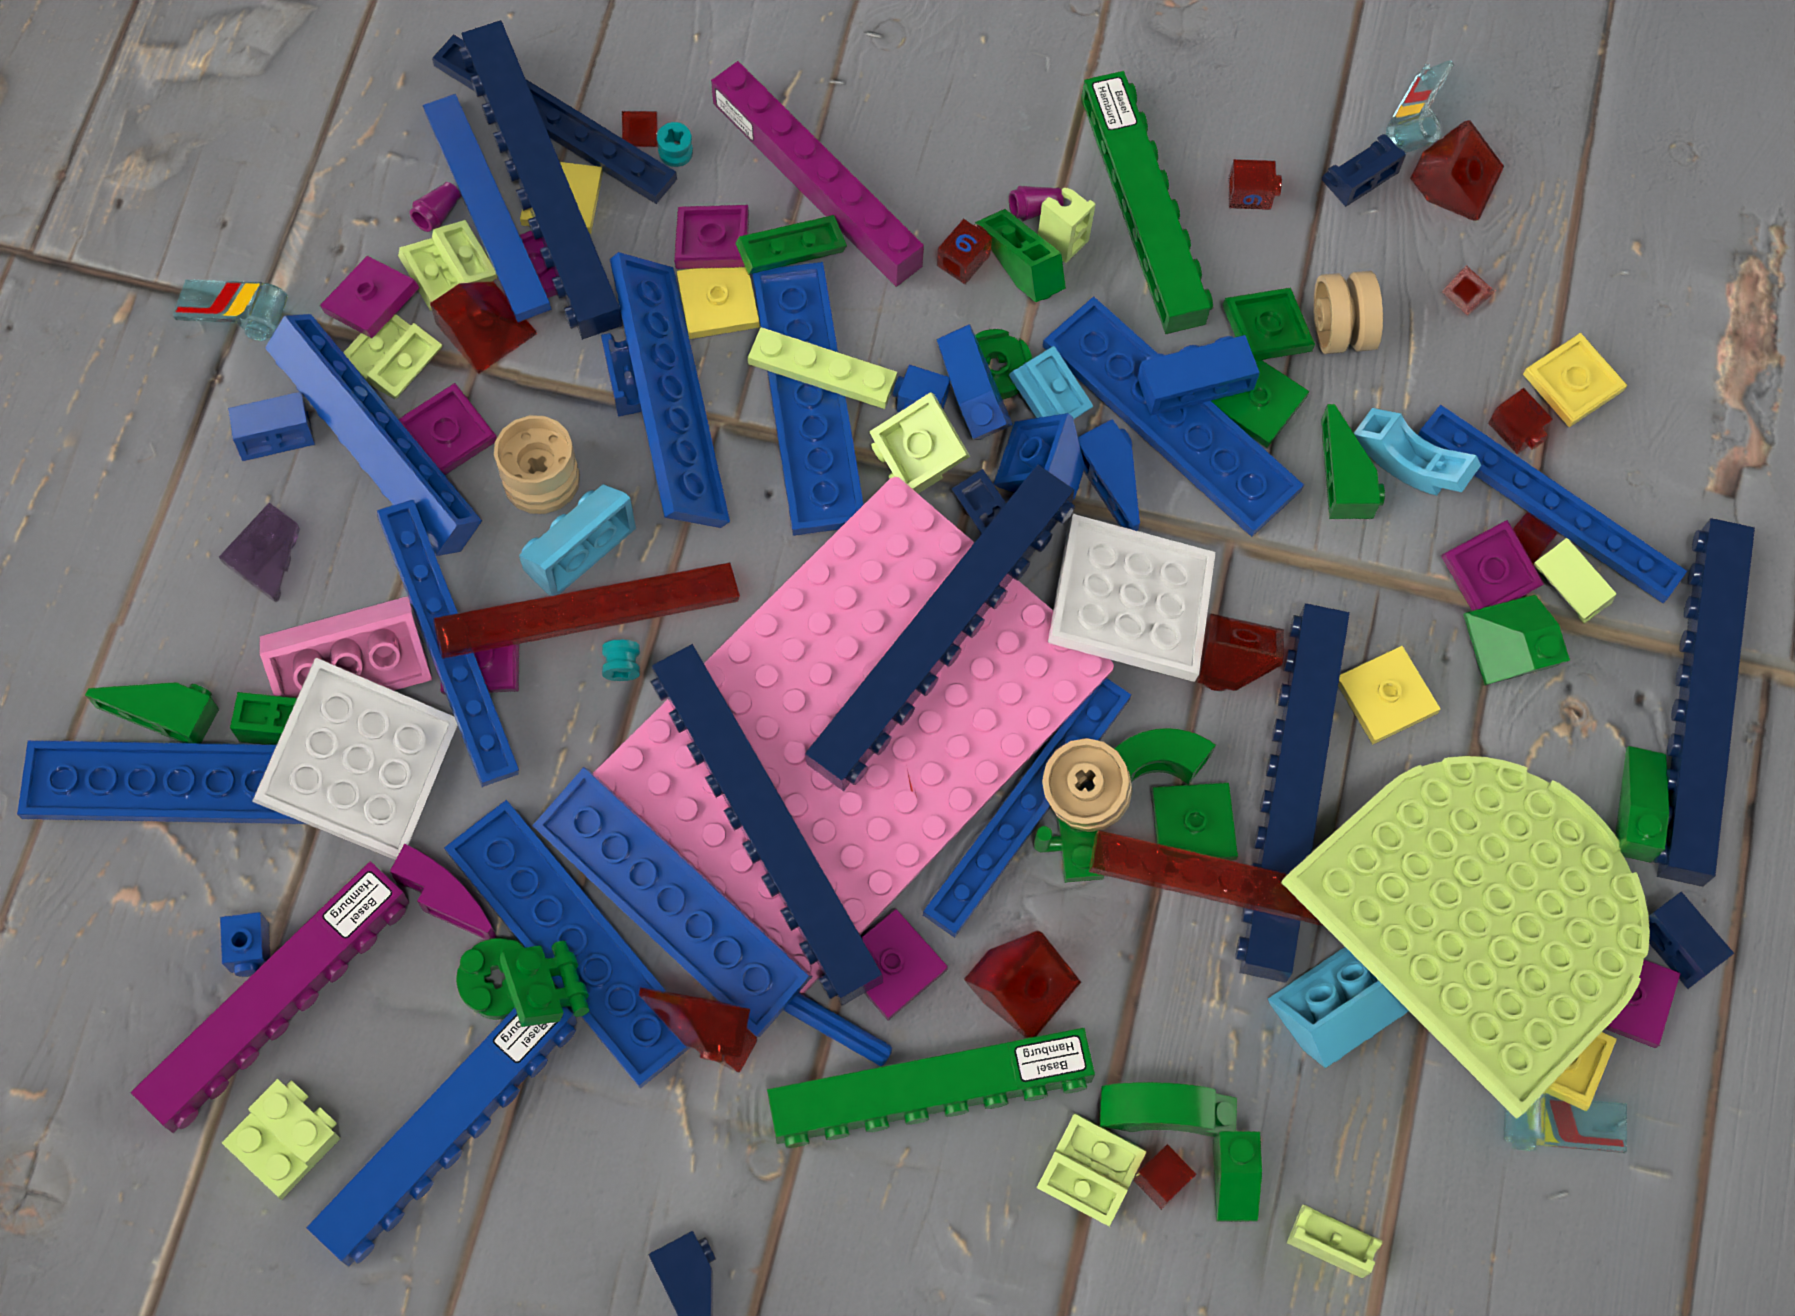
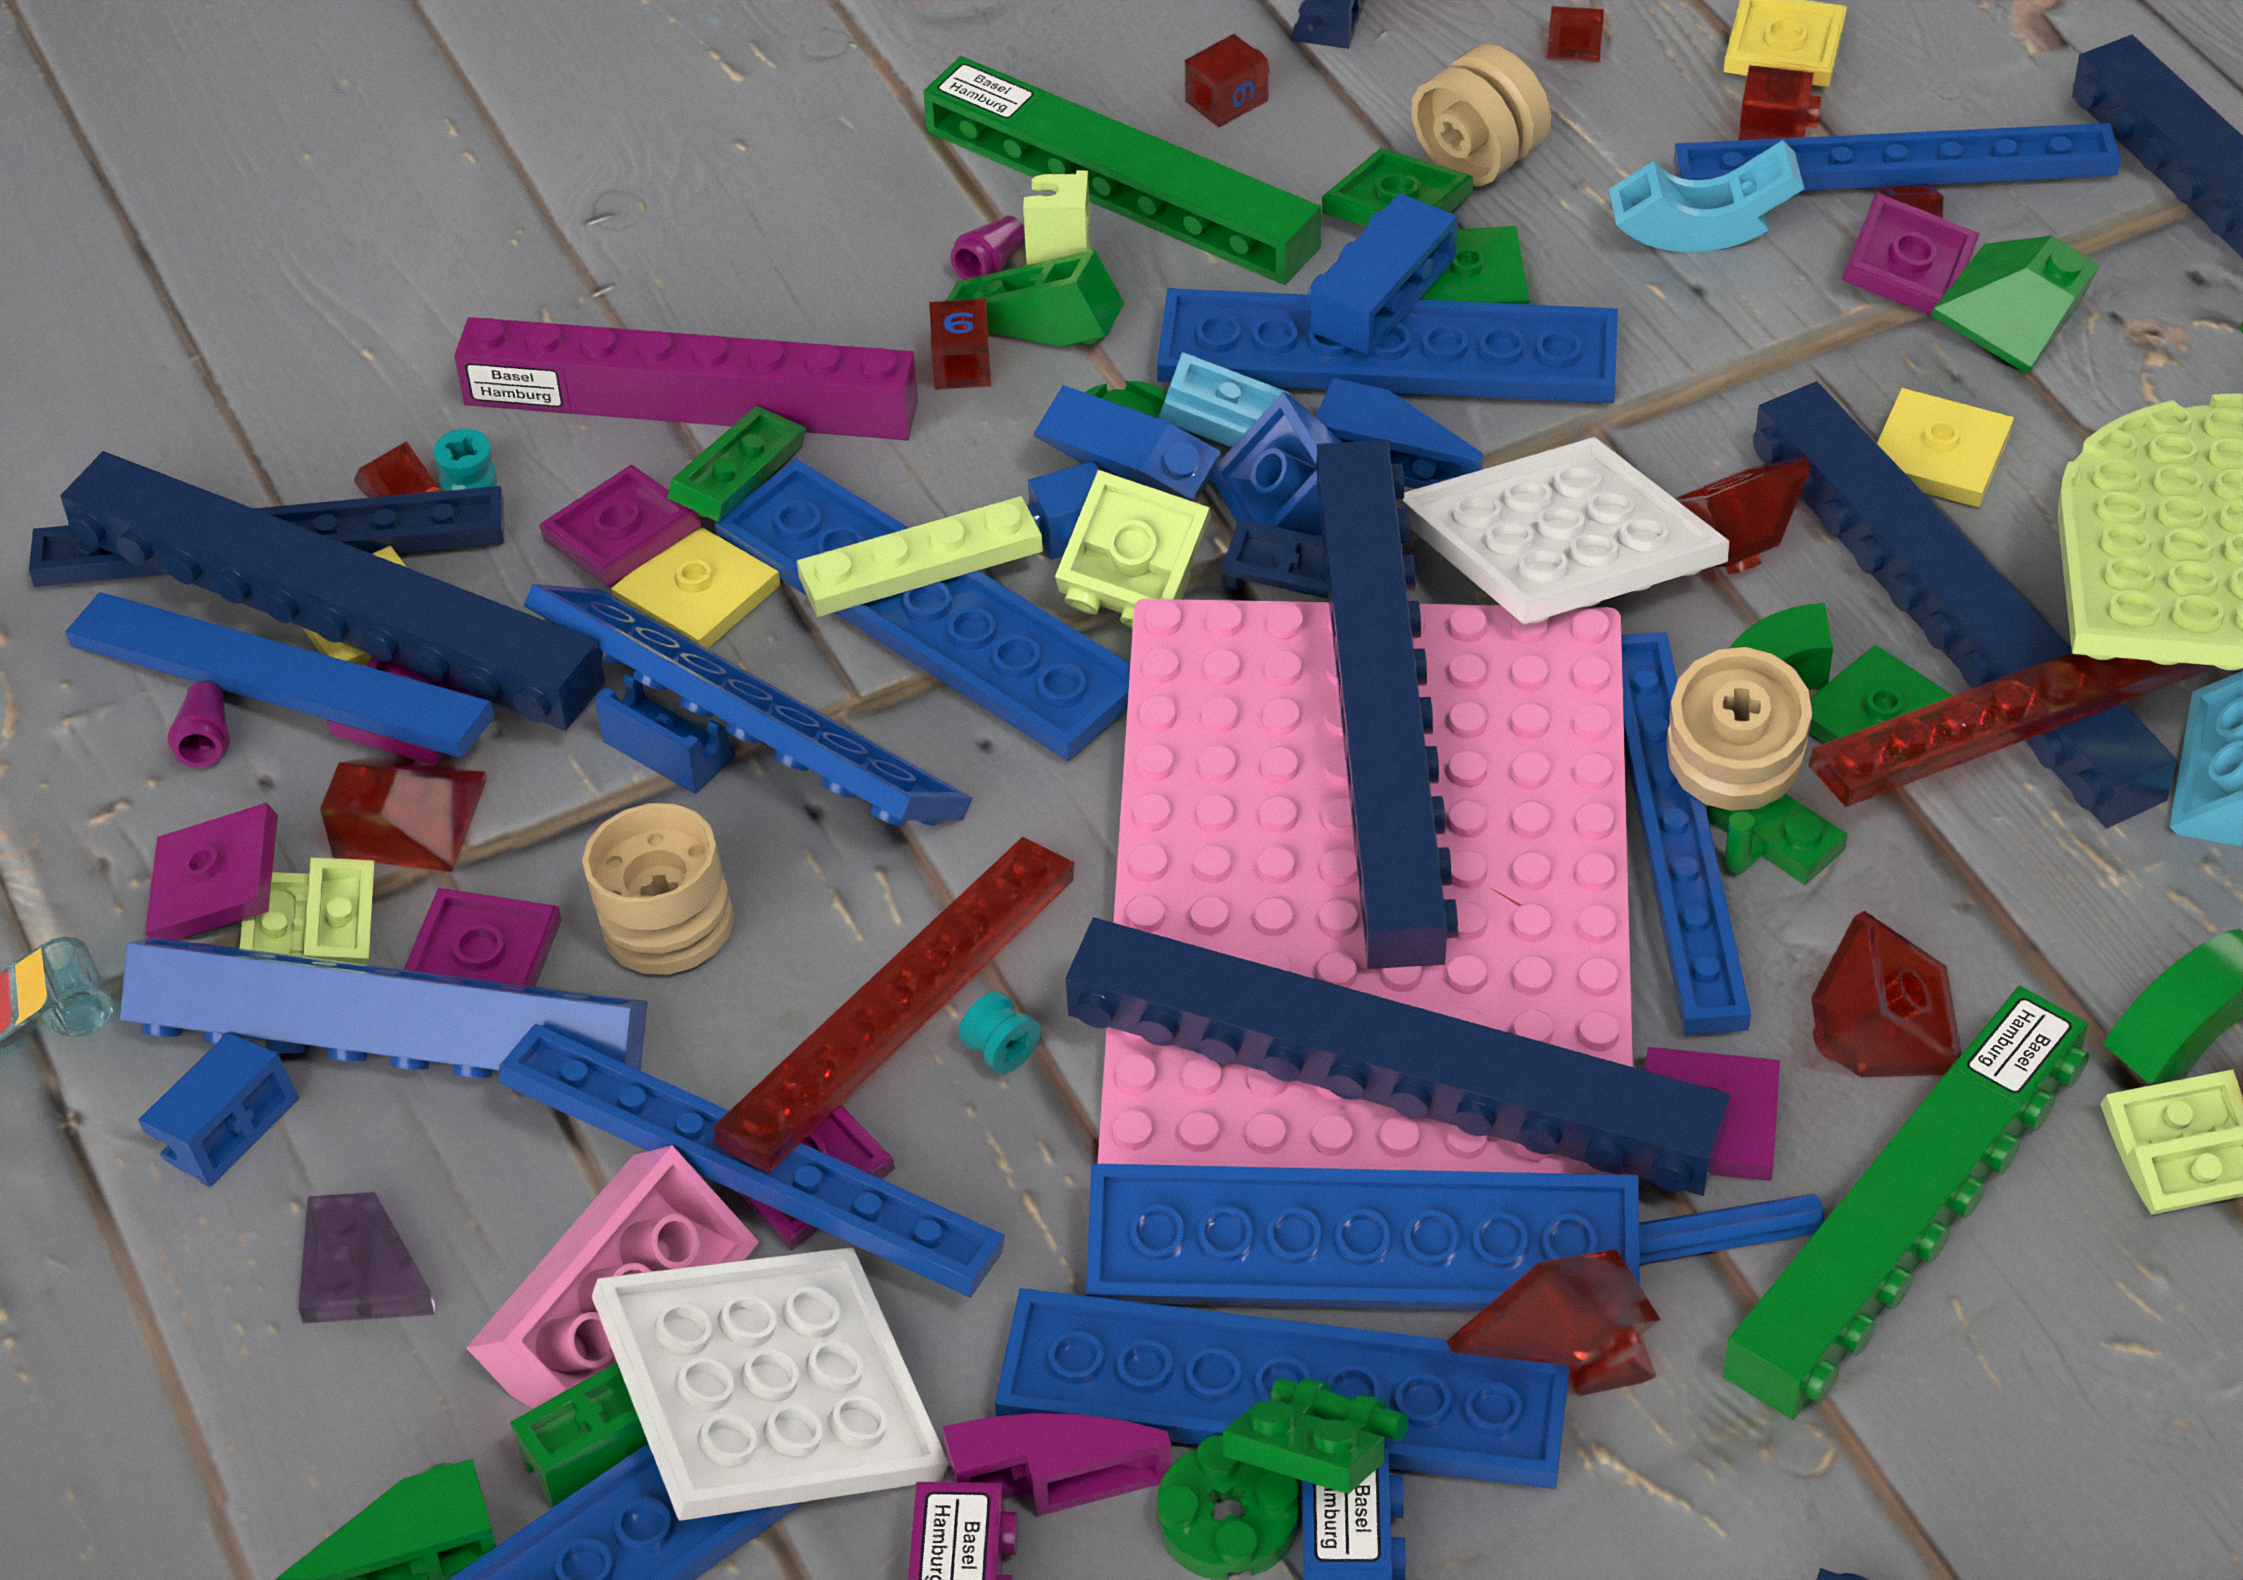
camera: 35 degrees left, 20 degrees down
(446, 260) = (285, 768): yellowish green slope -> none
(578, 539) = (797, 935): medium azure slope -> none
(1349, 472) = (1644, 265): green slope -> none
(1576, 580) = (2010, 199): yellowish green hinge -> none

